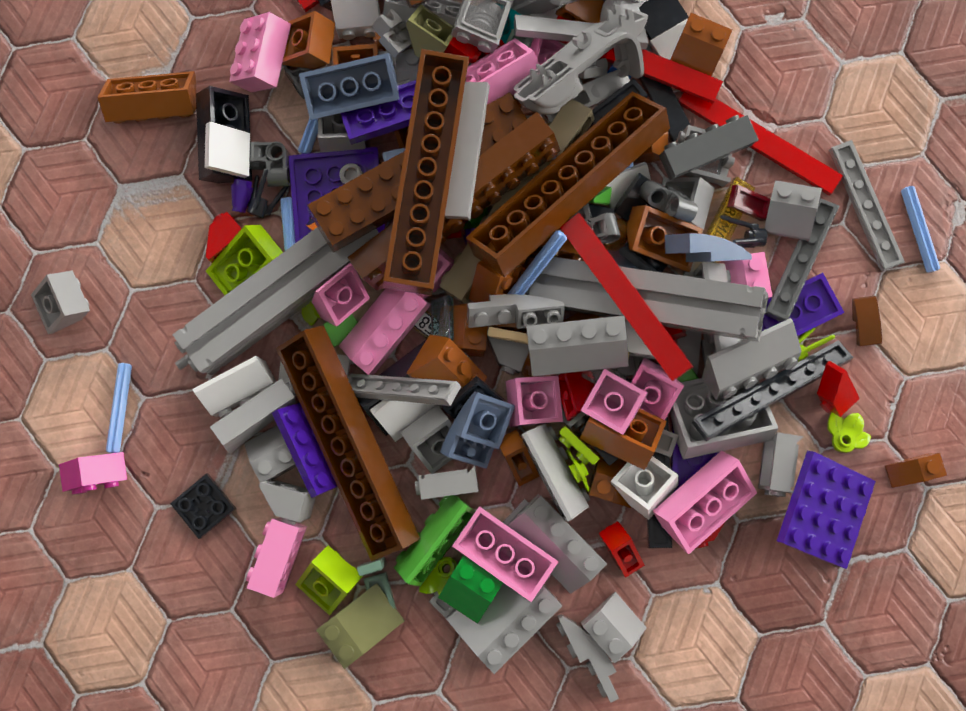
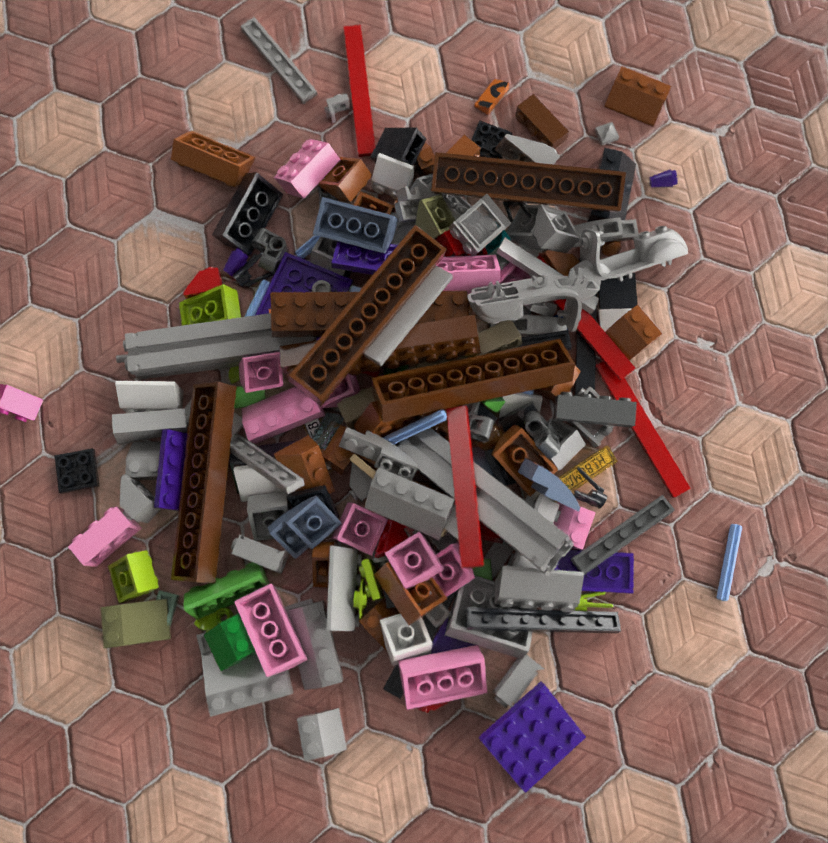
camera: 25 degrees right, 5 degrees down
(60, 301) = (64, 268): light grey slope -> none
(118, 408) = (59, 367): light blue axle -> none
(227, 150) = (242, 224): white tile -> none
(372, 566) = (166, 583): sand green tile -> none
(586, 648) = (290, 737): light grey slope -> none
(621, 548) = (361, 677): red slope -> none
(749, 202) = (606, 469): dark red tile -> none
(792, 210) = (635, 493): light grey slope -> none
(836, 390) = (592, 649): red slope -> none
(850, 429) = (589, 687): lime plate -> none
(866, 206) = (697, 522): light grey tile -> none
(868, 321) = (648, 609): reddish brown slope -> none
(916, 470) = (621, 746): dark orange slope -> none

